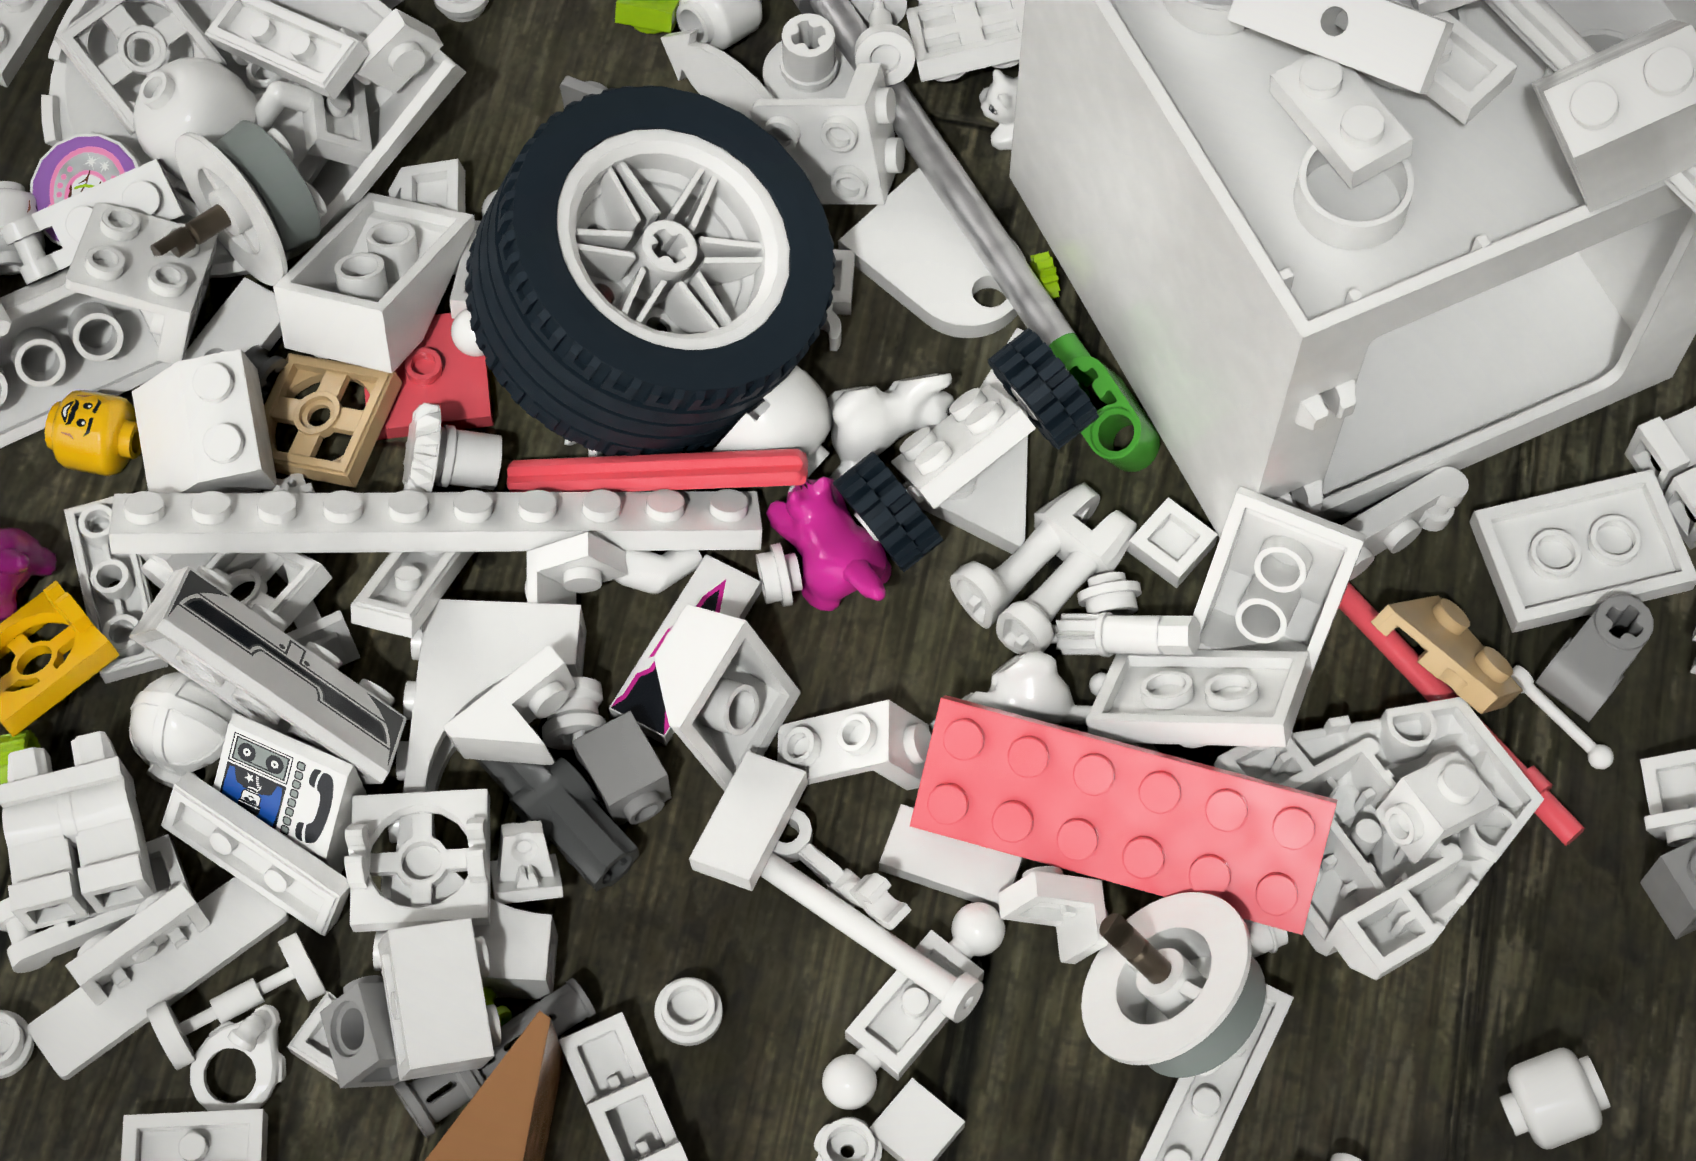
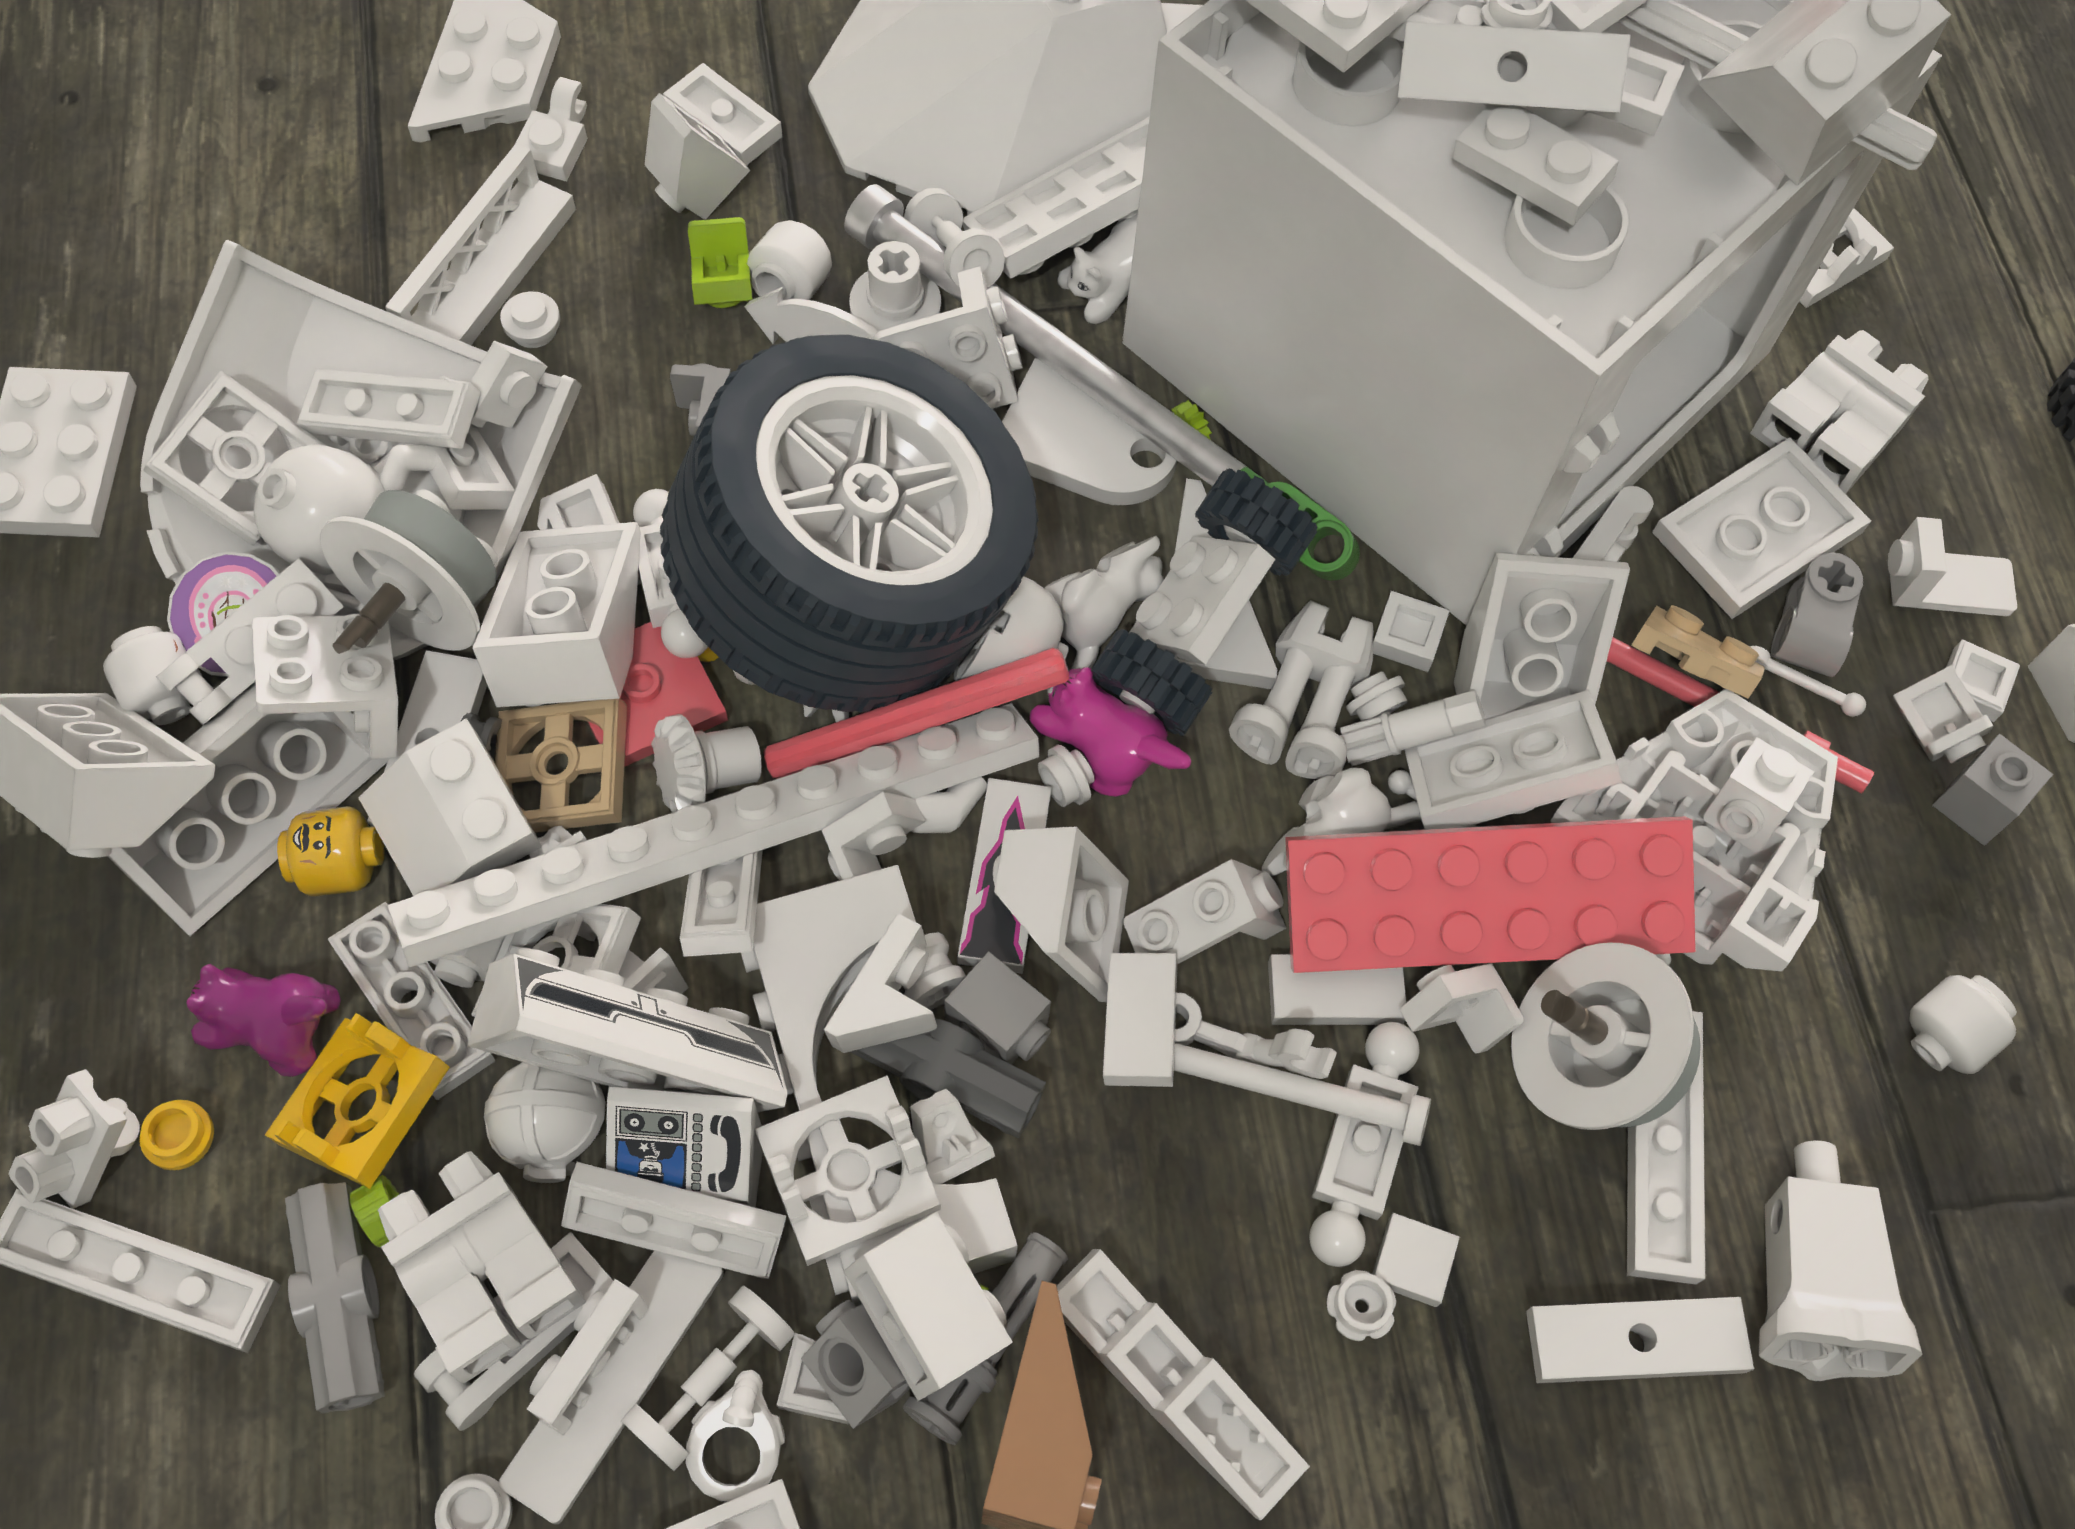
camera: 25 degrees left, 0 degrees up
(688, 1011) = (1155, 1224): white plate -> none

